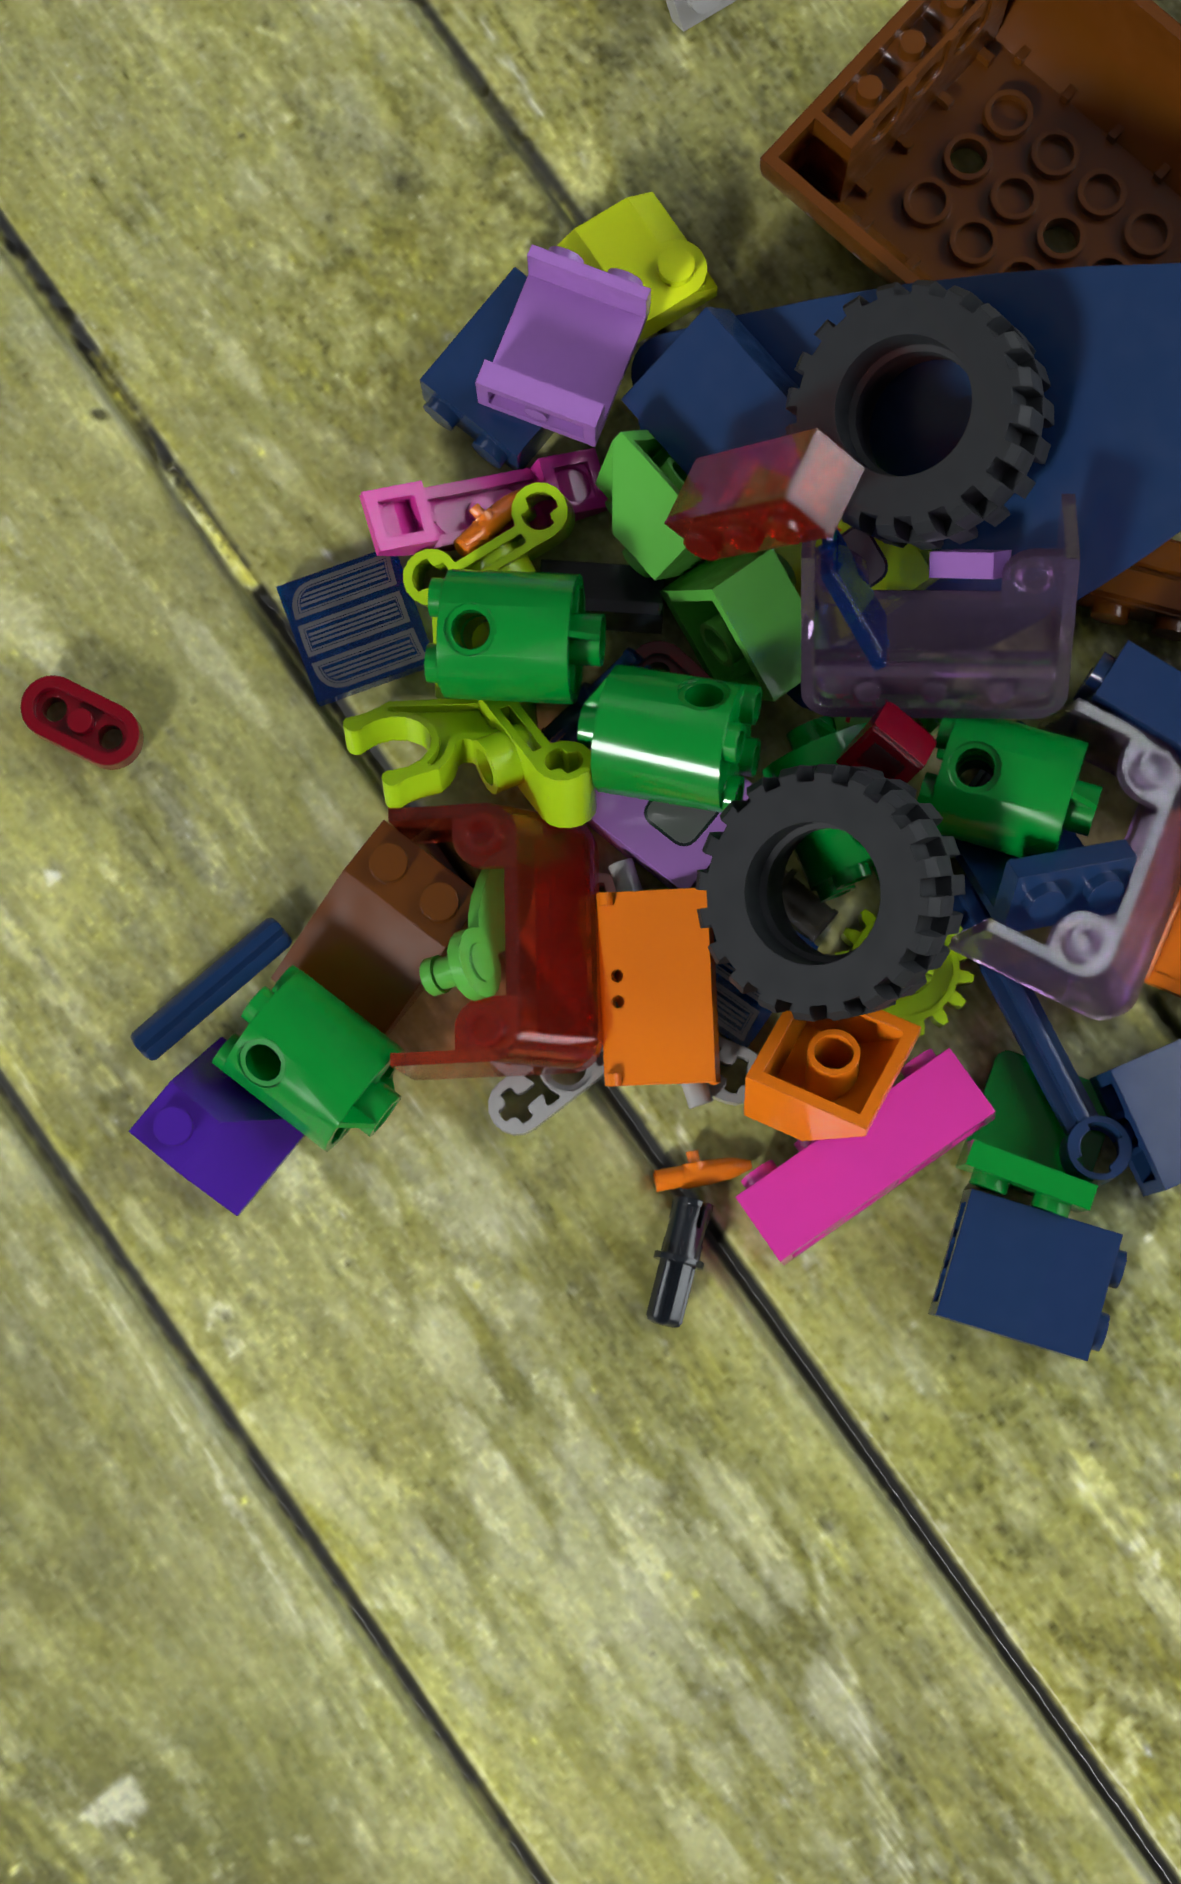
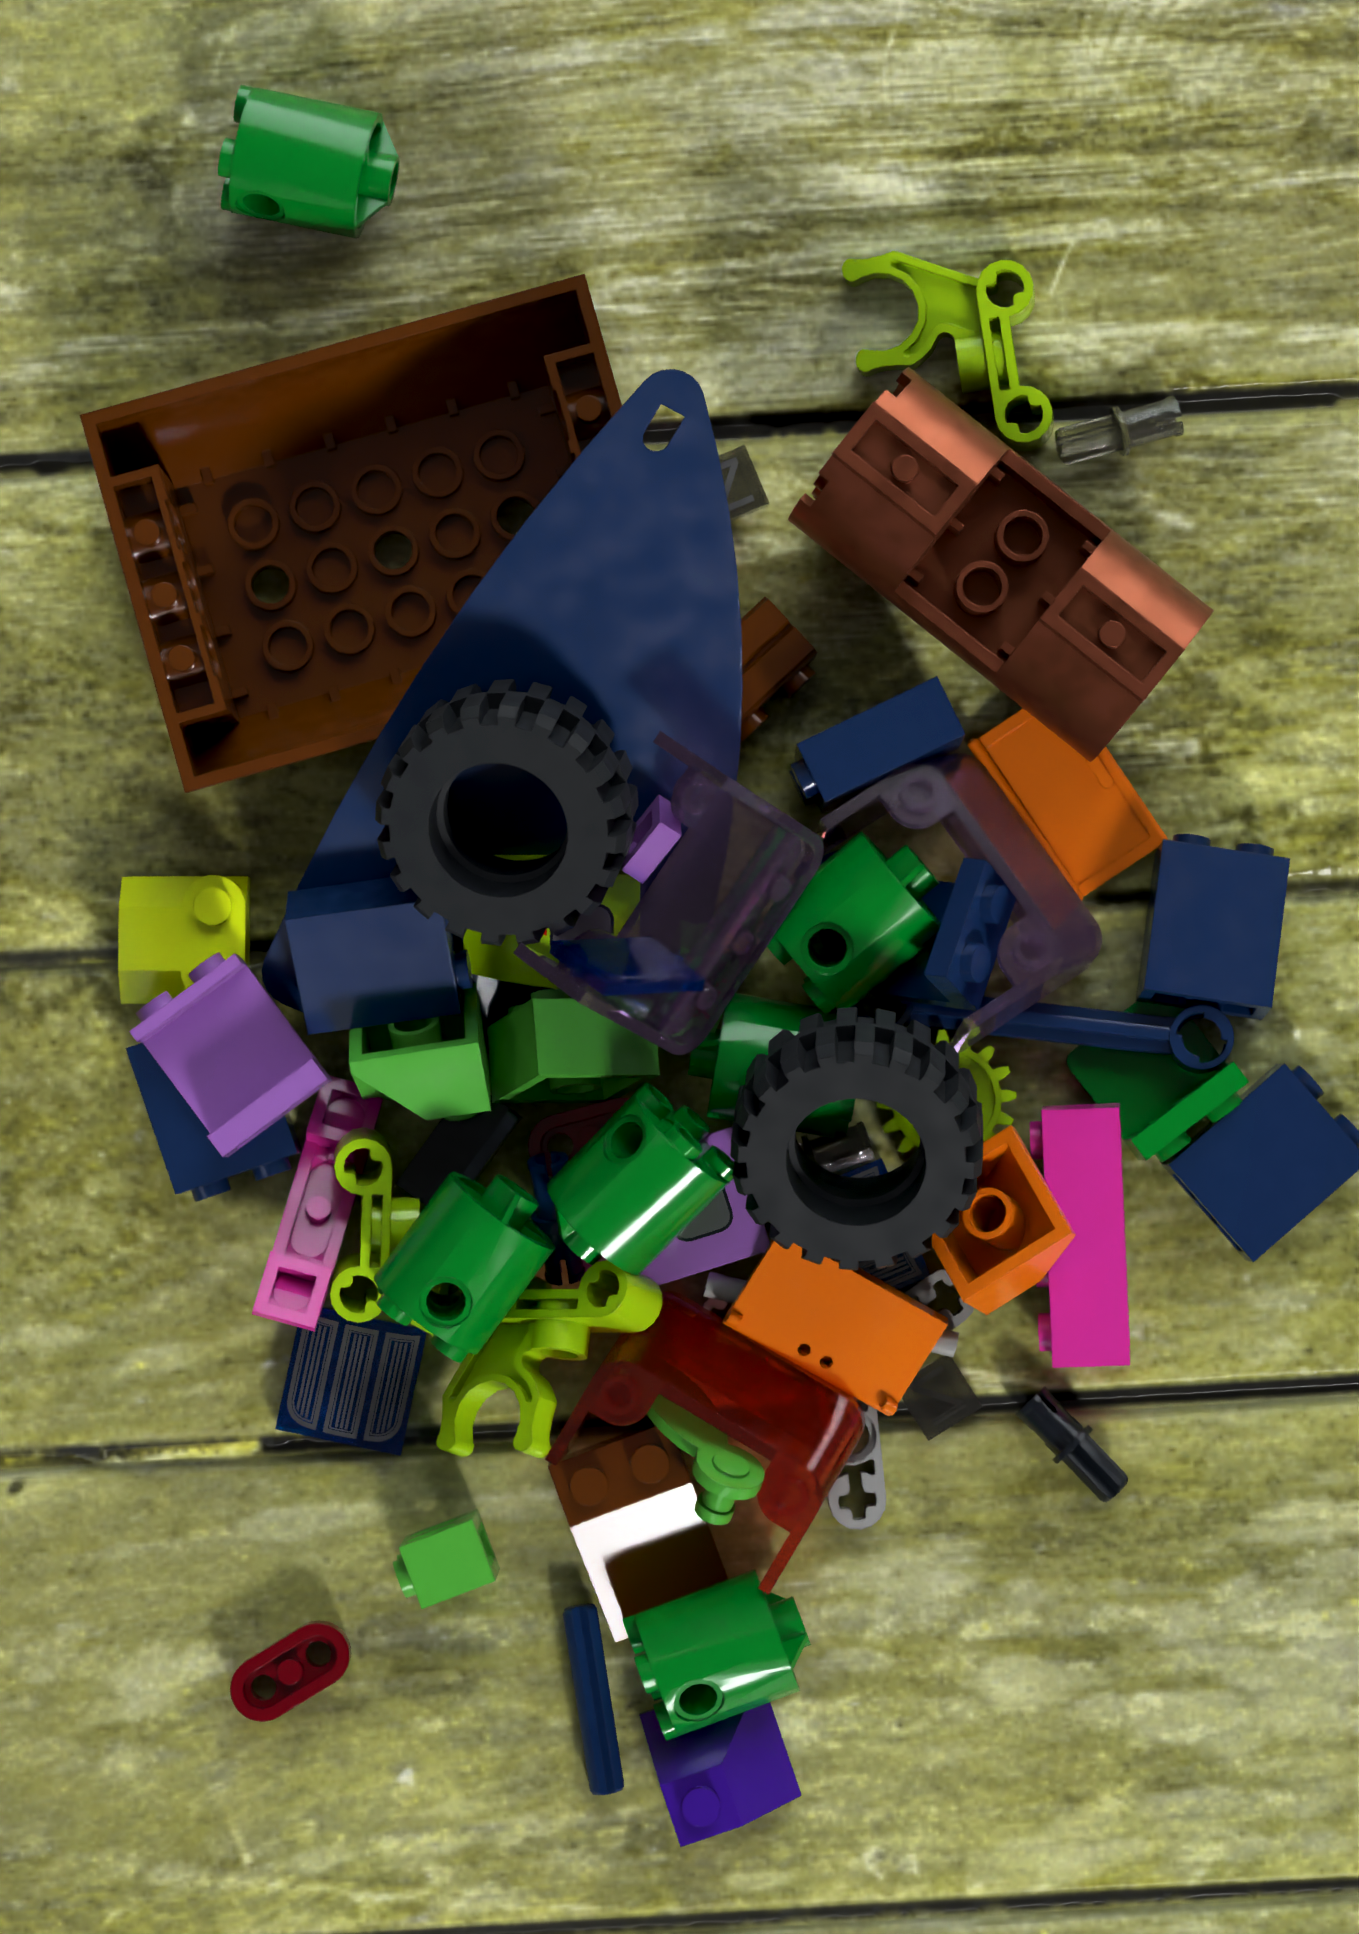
camera: 65 degrees left, 5 degrees up
(253, 785) = (446, 1560): none -> bright green brick
(487, 524) = (337, 1211): orange helmet -> none
(647, 1121) = (940, 1397): none -> clear smoke tile
(699, 1172) = (1008, 1378): orange helmet -> none
(764, 496) = (499, 994): clear red brick -> none
(890, 744) = (764, 1007): dark red slope -> none

